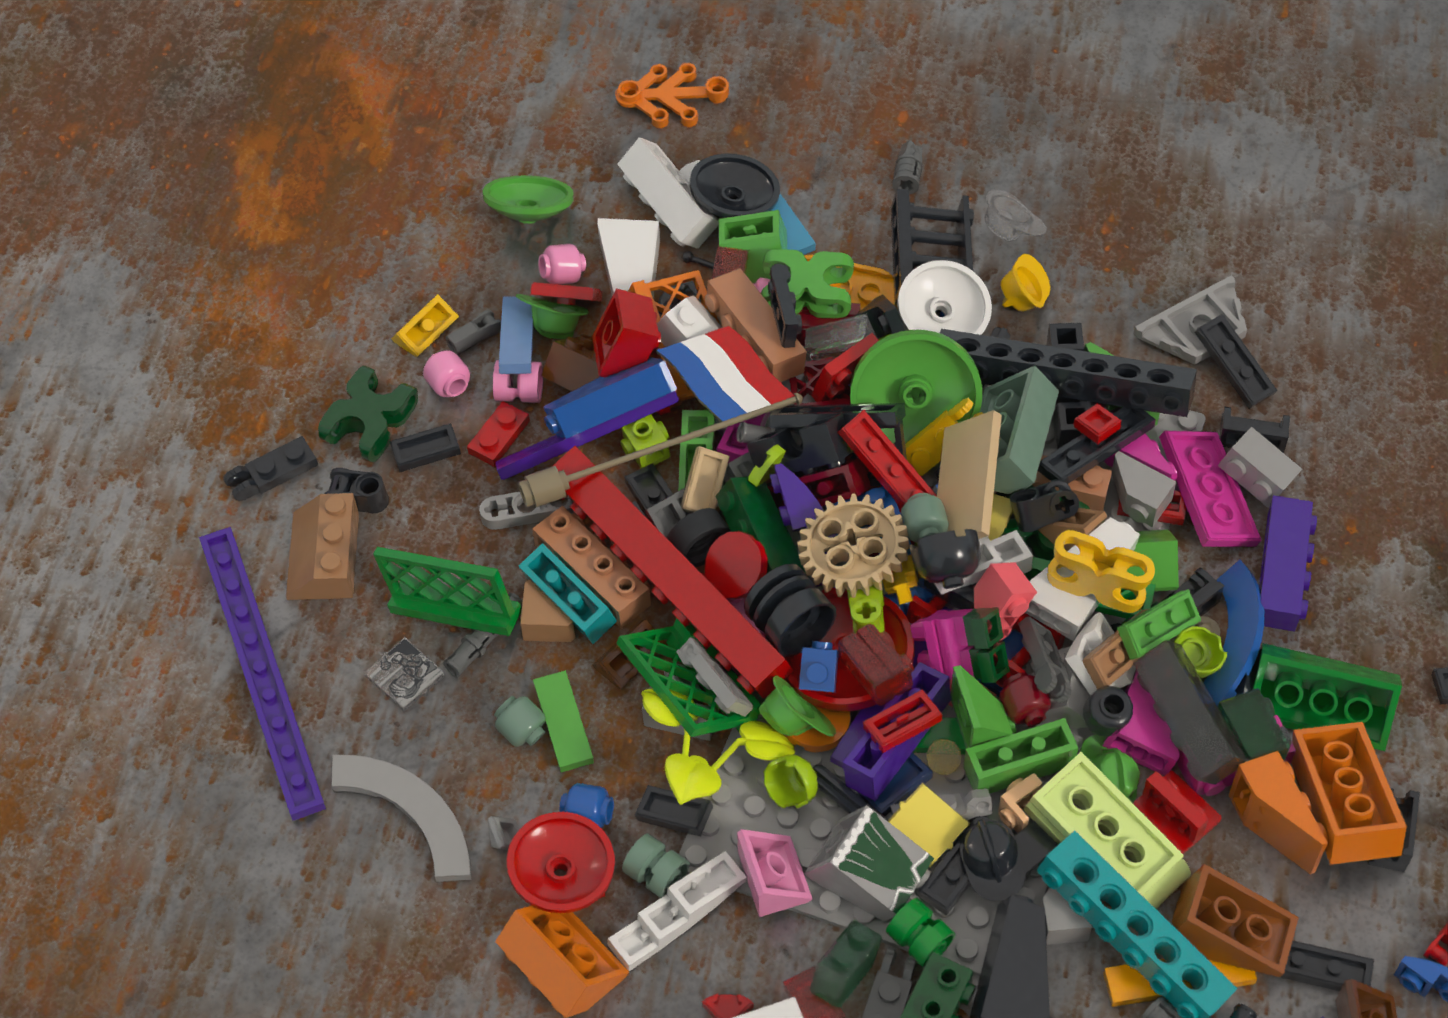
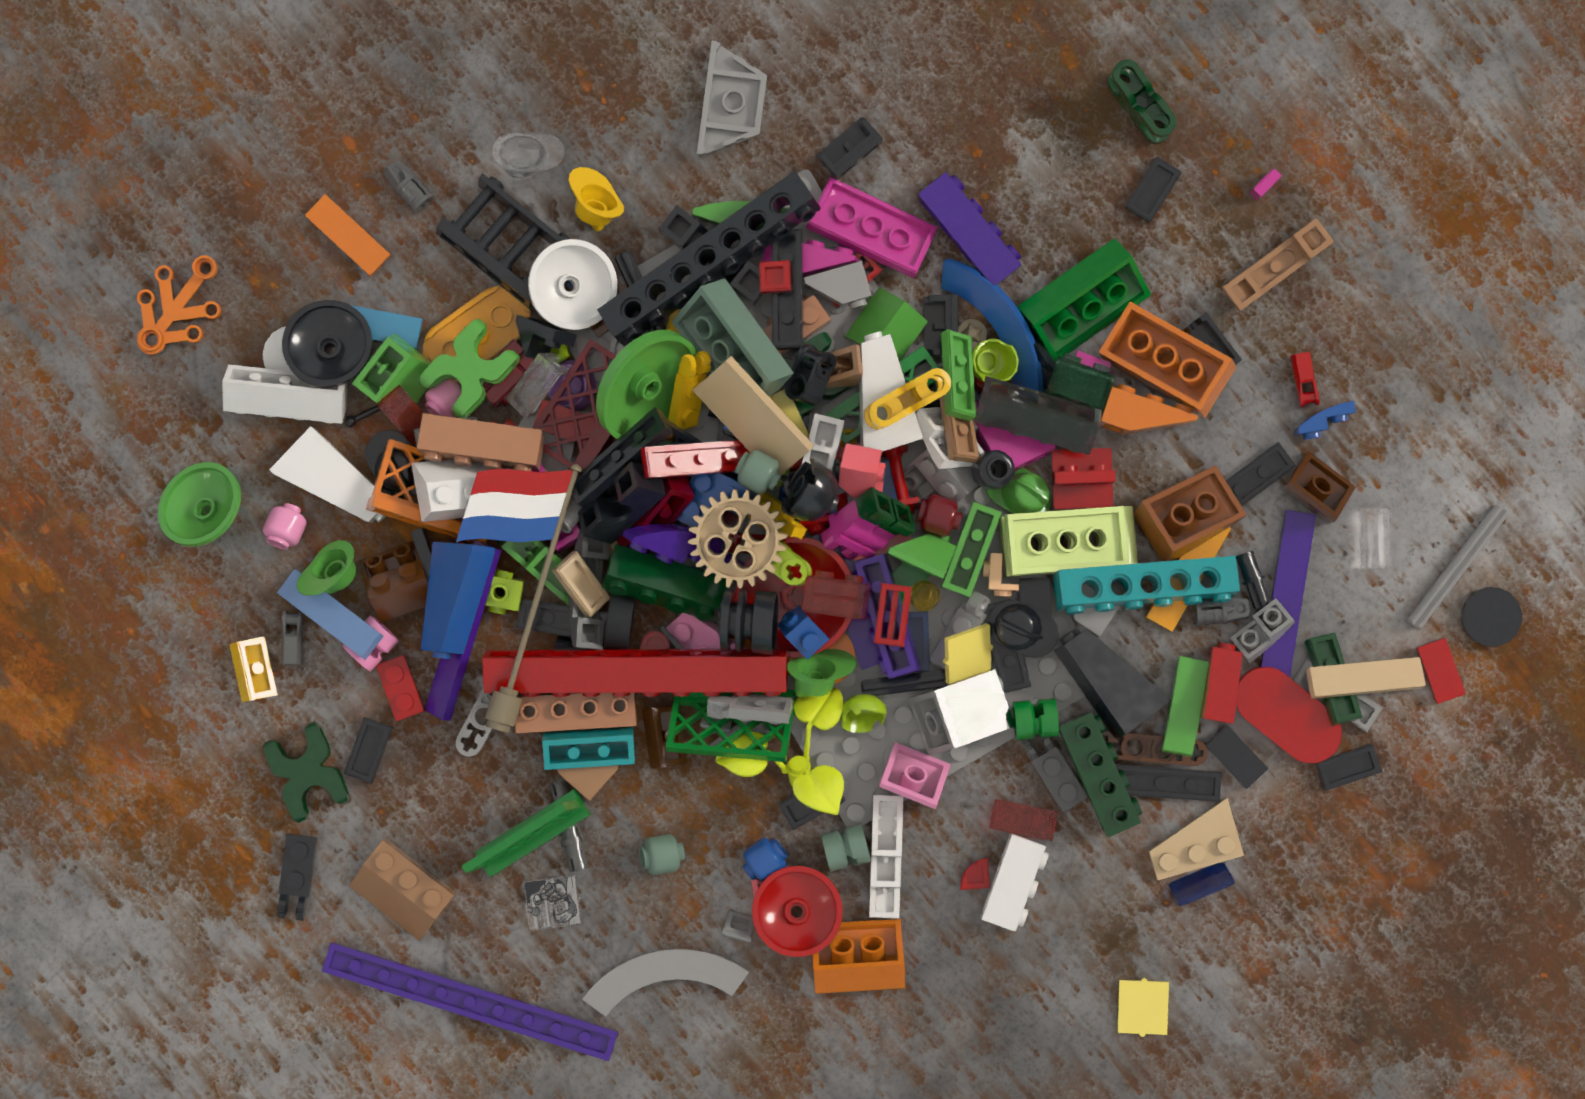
camera: 55 degrees left, 30 degrees up
(360, 484) = (366, 833): black piece -> none
(446, 374) = (319, 689): bright pink head -> none
(563, 721) = (681, 822): bright green tile -> none
(565, 293) = (321, 547): red plate -> none
(625, 333) = (416, 548): red slope -> none
(735, 564) = (675, 622): red tile -> none
(762, 474) = (616, 540): lime tile -> none
(784, 305) = (490, 415): black hinge -> none
(832, 158) = (348, 235): none -> orange tile
(839, 372) = (583, 426): red plate -> none
(845, 963) = (1016, 782): clear green brick -> none
(1046, 661) = (925, 479): dark grey hinge -> none
(1235, 361) = (785, 108): black tile -> none
(1259, 466) = (887, 179): light grey brick -> none

